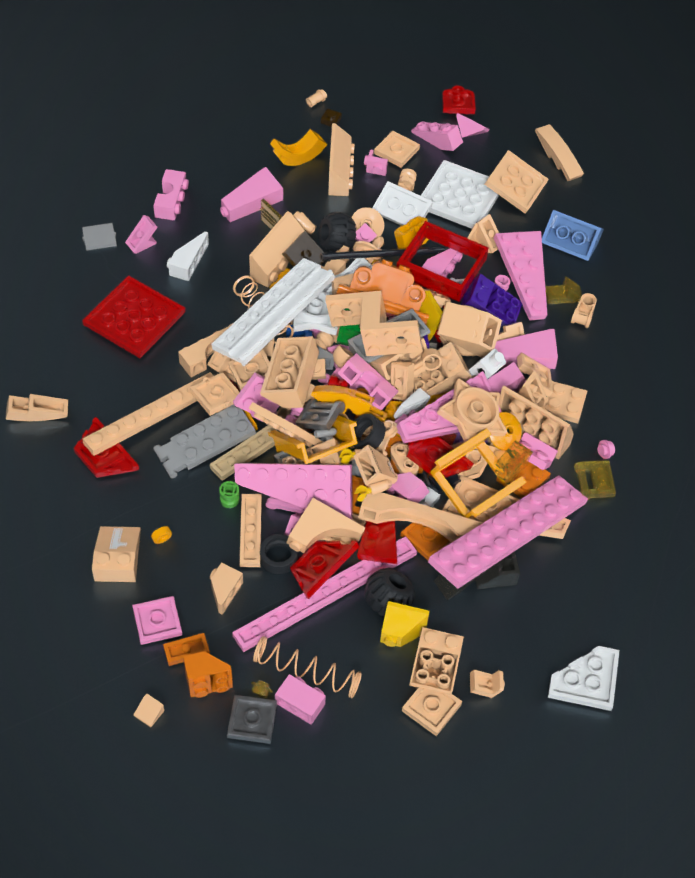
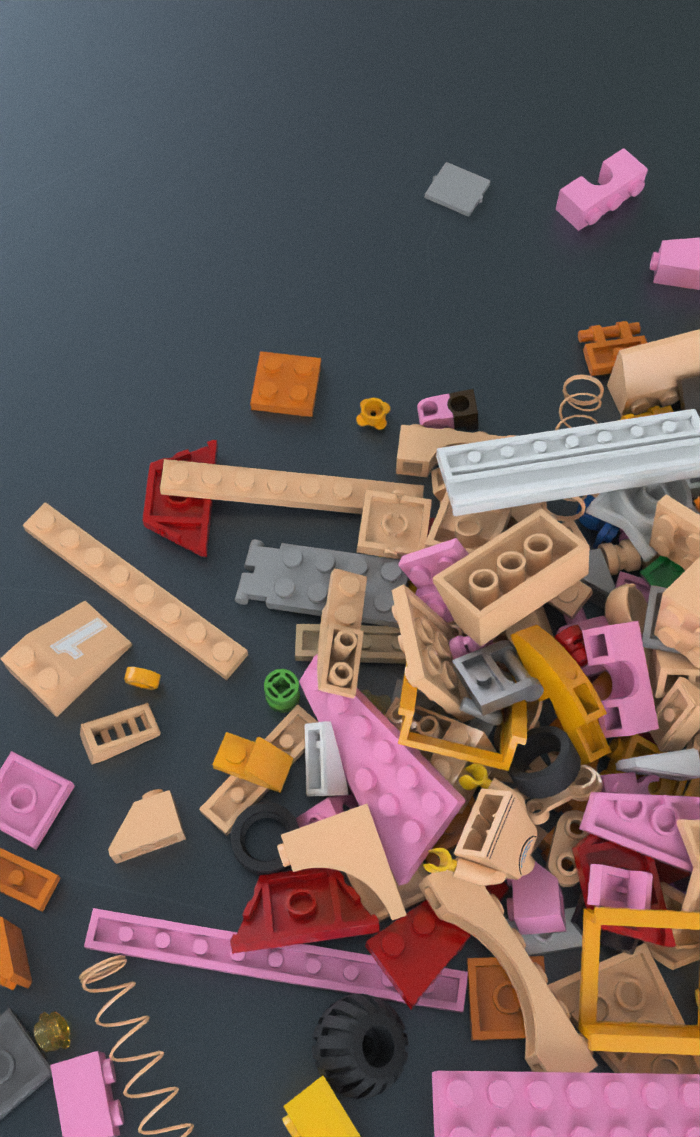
camera: 45 degrees right, 10 degrees up
(36, 408) = (159, 372): light nougat slope -> none
(102, 373) = (286, 384): none -> orange plate
(117, 505) = (136, 591): none -> light nougat plate
(134, 316) = (397, 332): red plate -> none
(141, 236) = (510, 224): bright pink slope -> none
(157, 358) = (373, 405): none -> light orange plate
(167, 576) = (123, 743): none -> light nougat slope
(187, 257) = (543, 295): white slope -> none
(192, 332) = (449, 411): none -> leg
(237, 449) = (341, 634): none -> light nougat slope
(239, 265) = (602, 354): none -> orange plate
(248, 526) = (253, 761): none -> light orange slope
(276, 514) = (323, 762): none -> white slope
(434, 452) = (619, 887): none -> bright pink bracket

